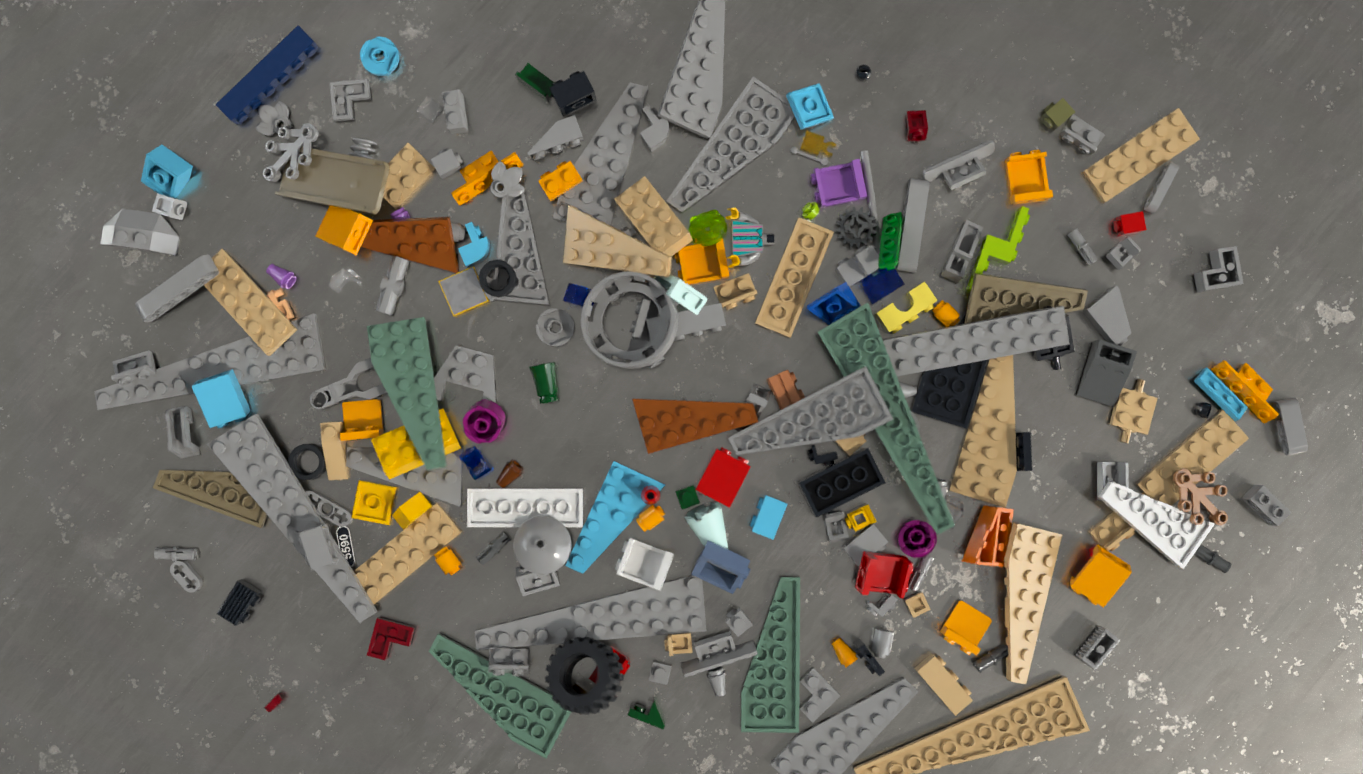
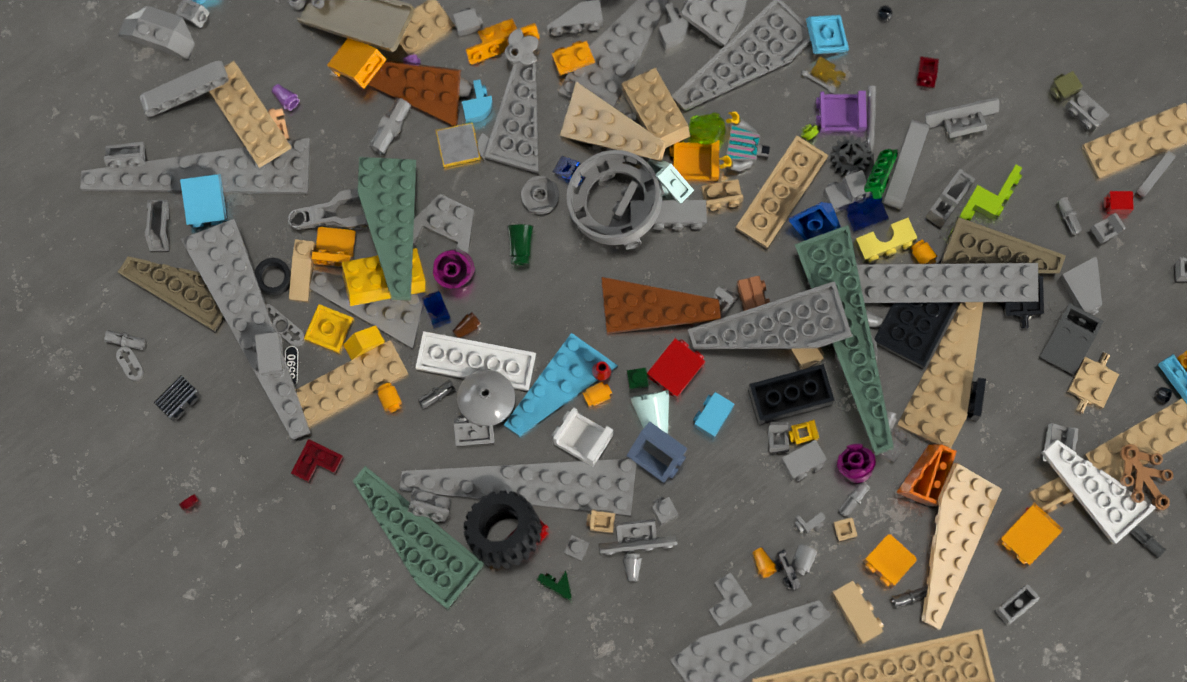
camera: 10 degrees right, 10 degrees down
(339, 279) = (341, 110): clear bracket -> none
(494, 264) = (494, 122): black tyre -> none
(773, 677) = (687, 577): sand green wing -> none
(826, 459) = (776, 369): black bracket -> none
(883, 574) = (817, 490): red panel -> none
(1027, 177) = (1027, 140): light orange panel -> none

